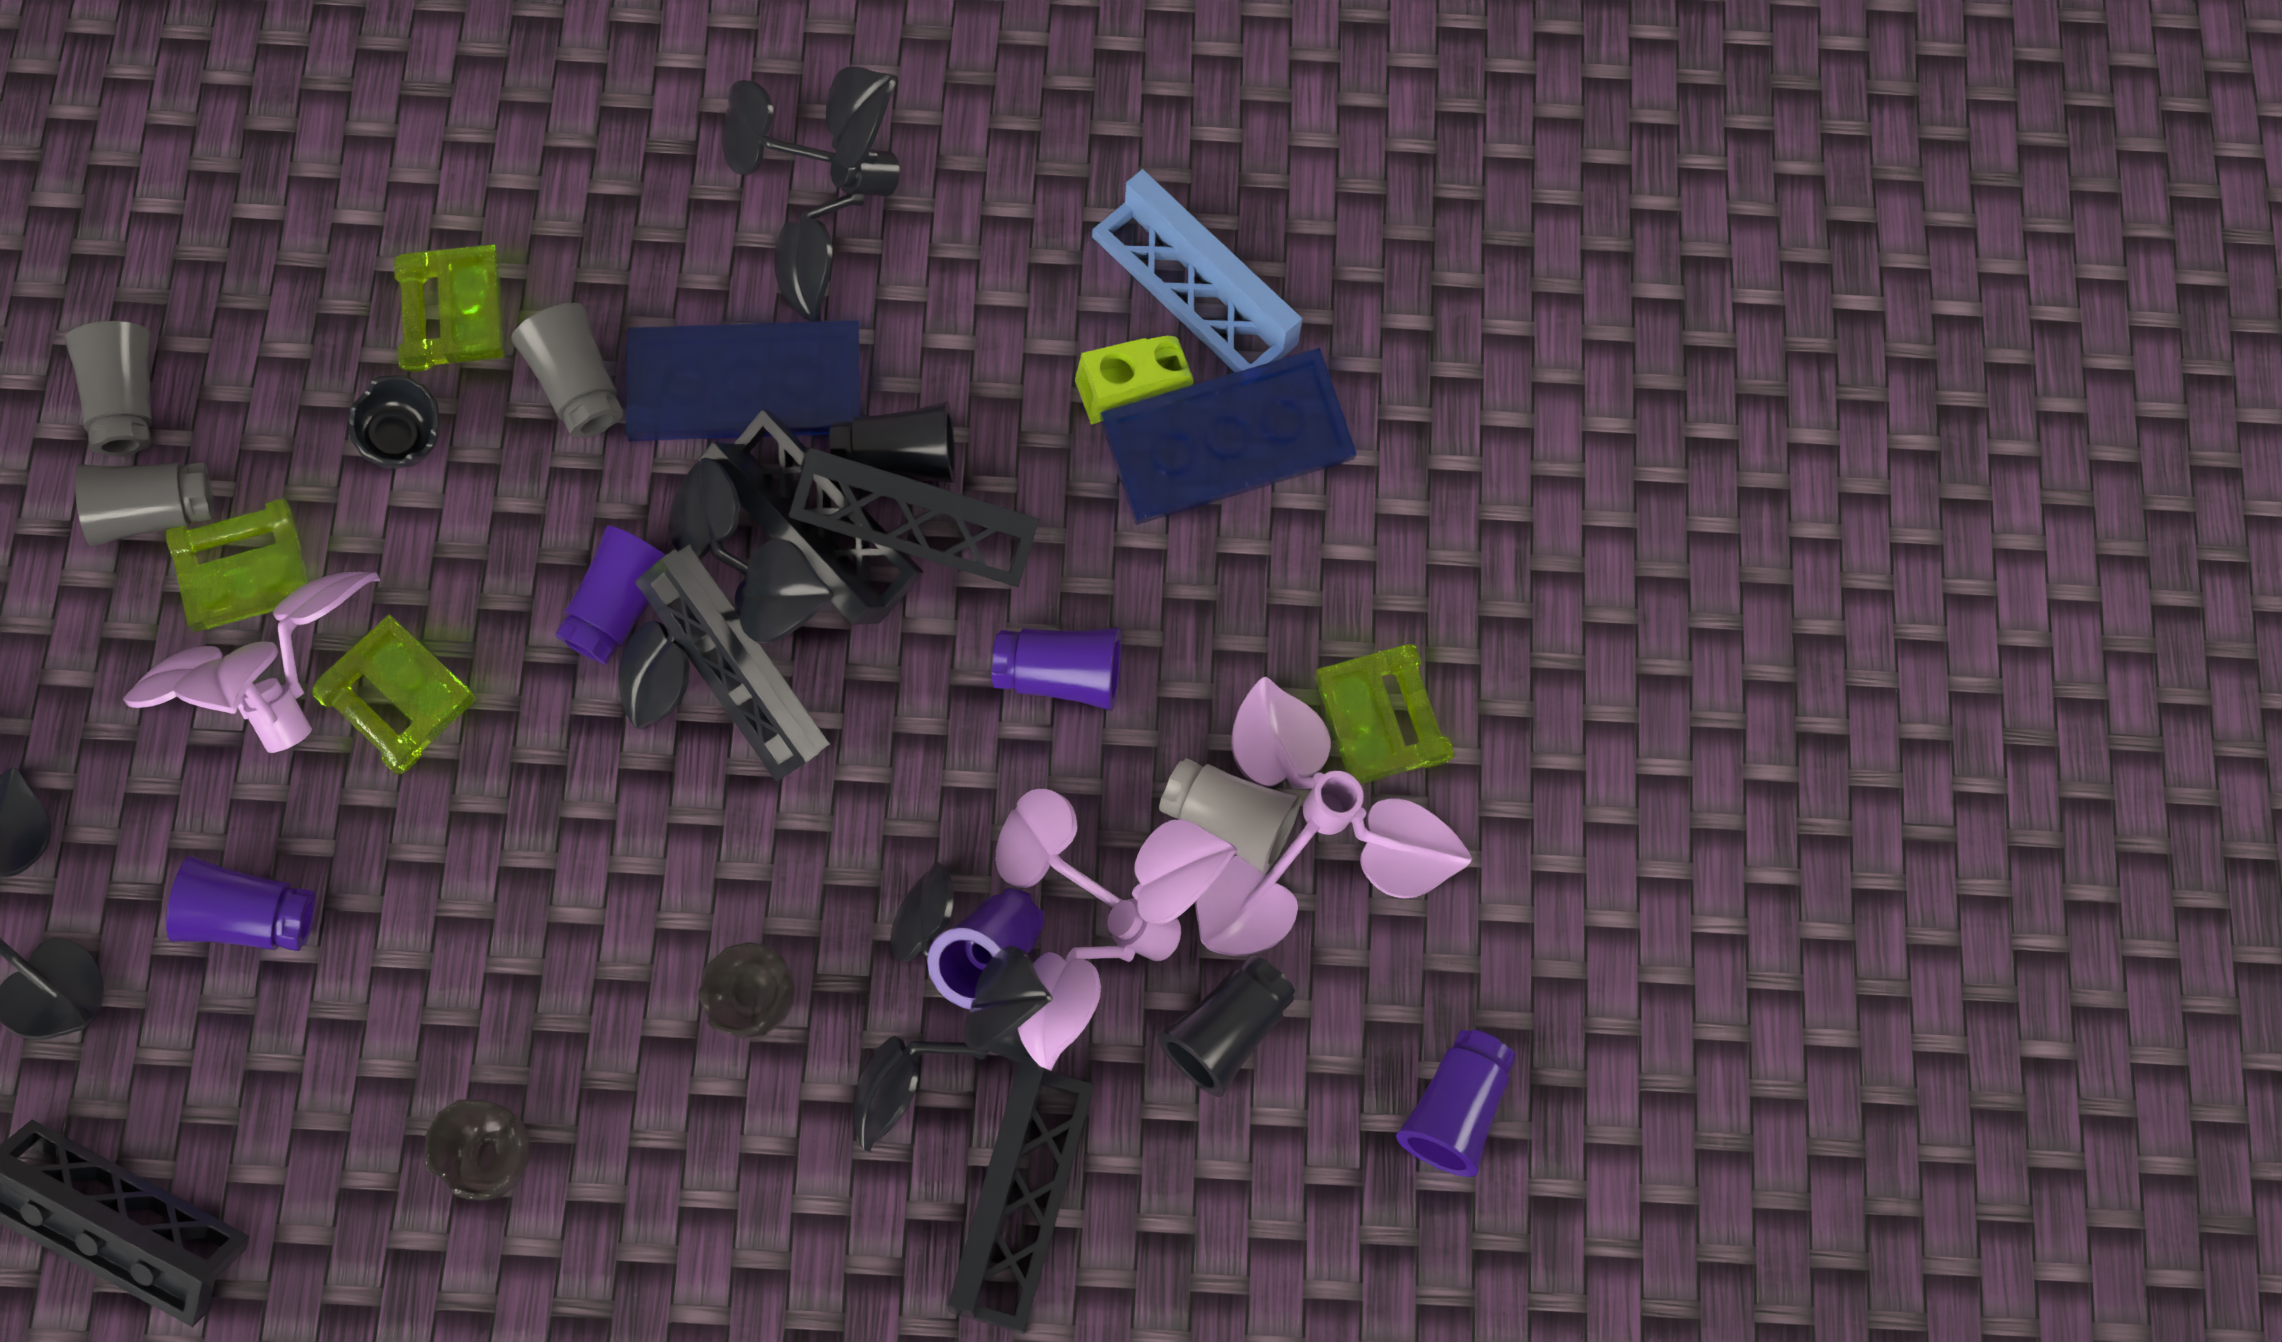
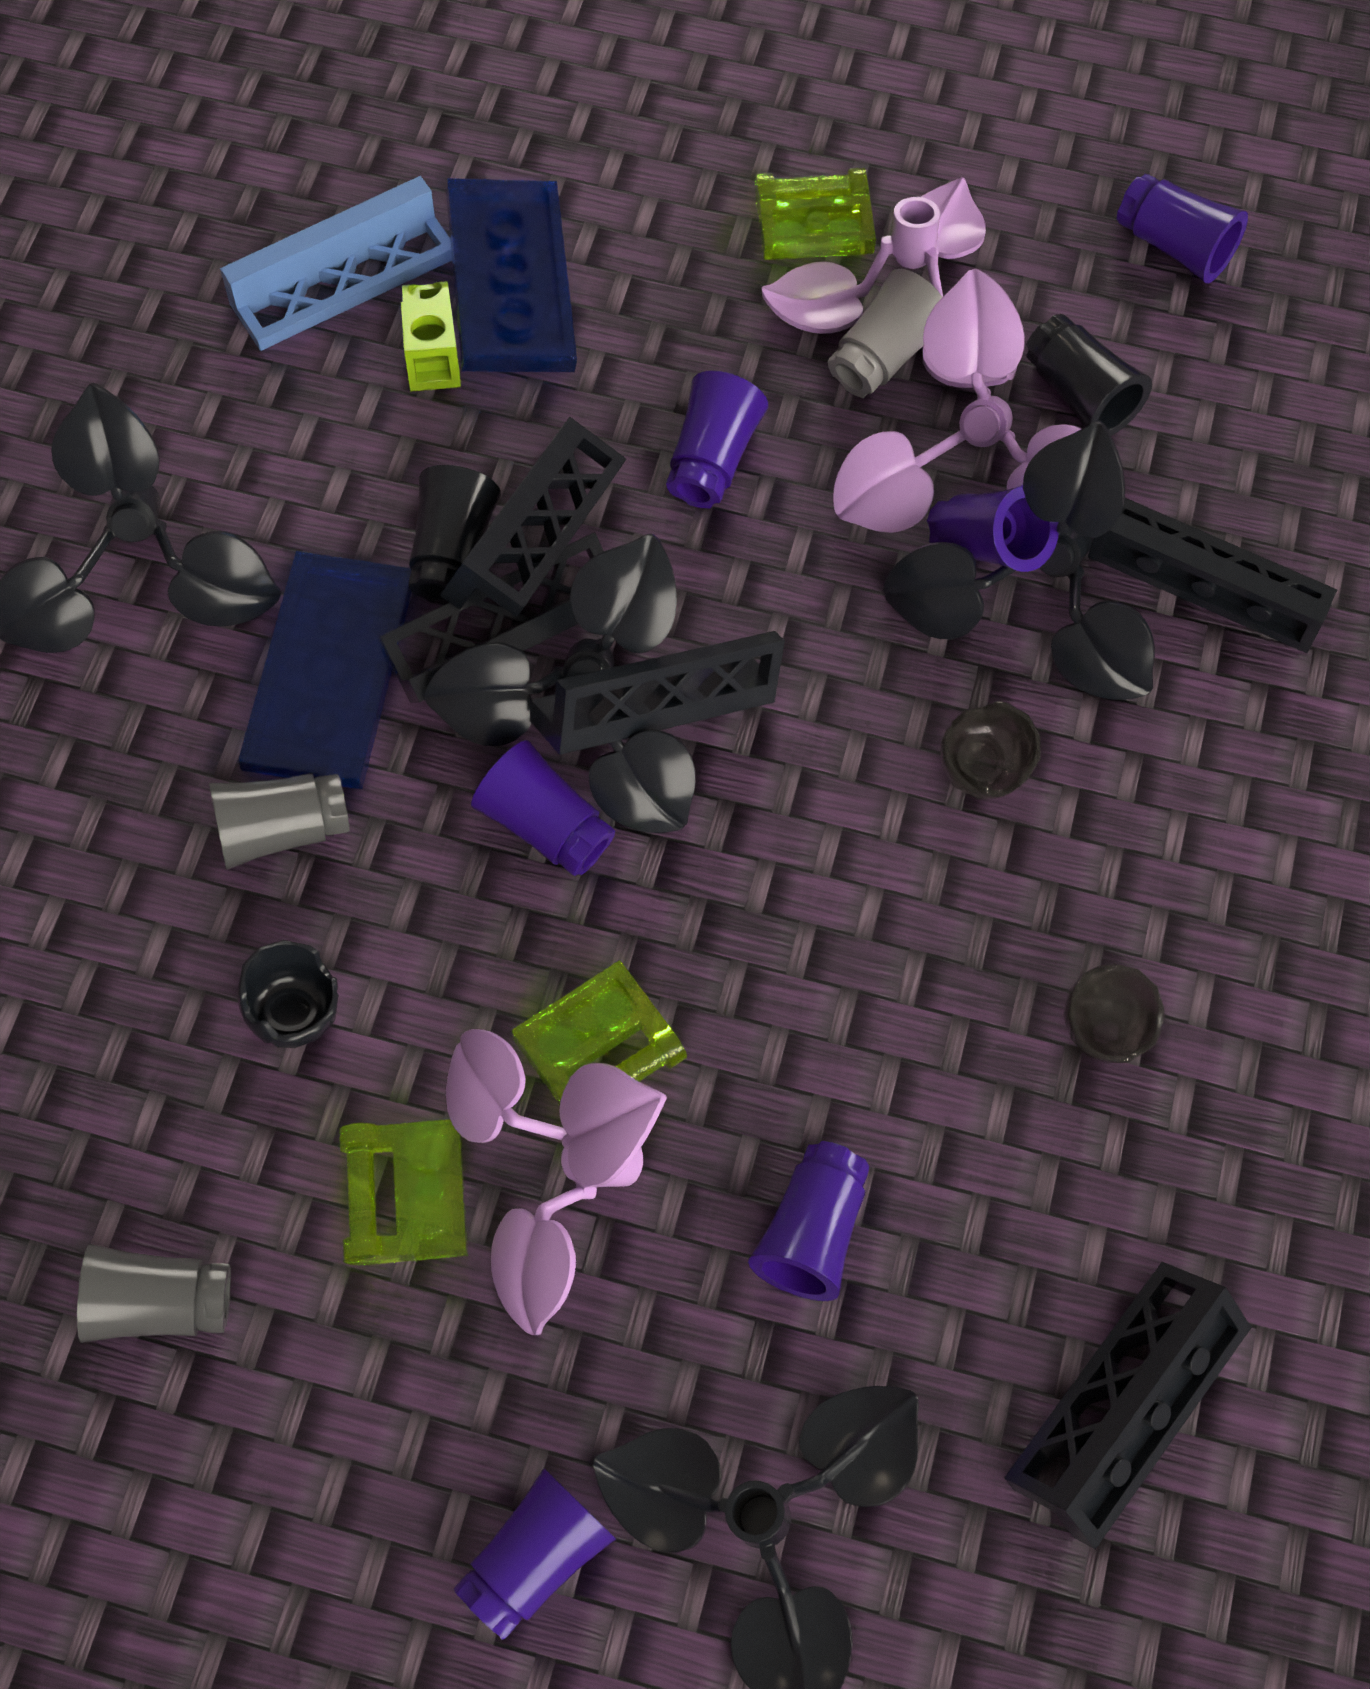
camera: 75 degrees left, 5 degrees down
(140, 499) = (303, 1278): dark grey plant -> none
(467, 306) = (161, 913): clear neon green plate -> none

